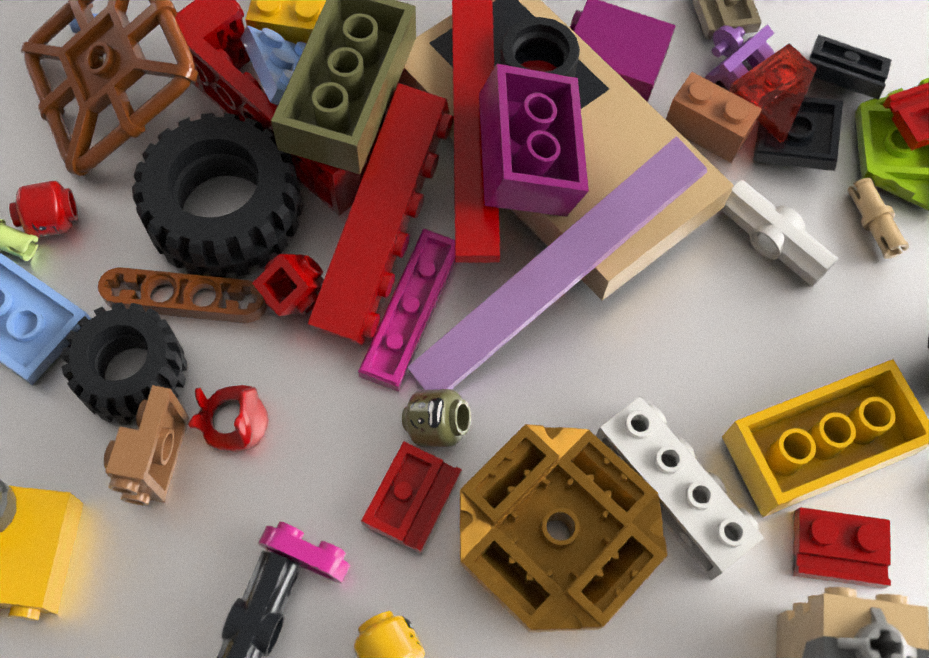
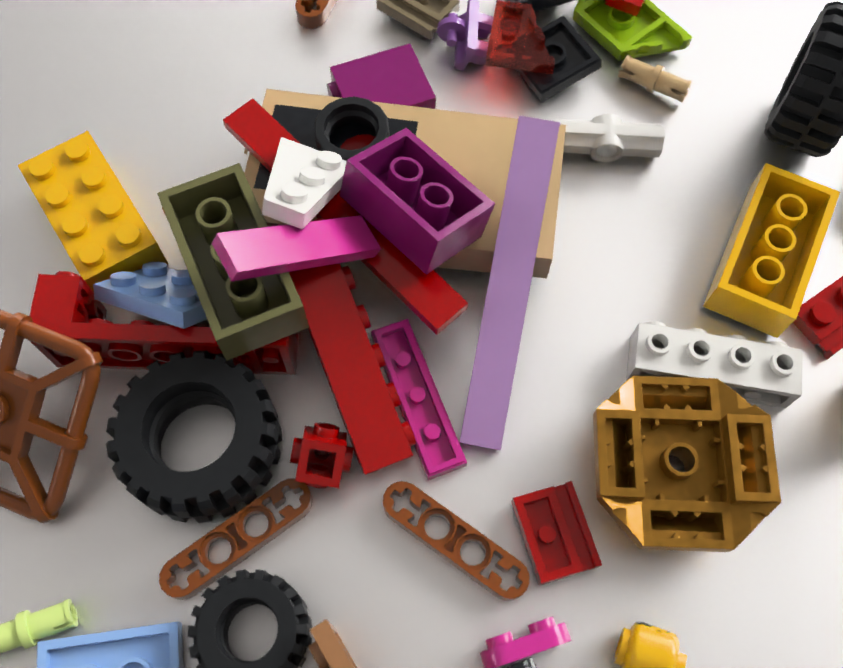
camera: 40 degrees left, 0 degrees up
(44, 209) = (53, 571): red head -> none
(249, 424) = (393, 591): red piece -> none
(332, 434) = (450, 545): none -> dark orange beam
(396, 100) = (289, 248): none -> tile
(436, 418) = (519, 460): olive head -> none
(449, 57) = (301, 183): none -> white wing
(712, 116) = (493, 89): nougat brick -> none

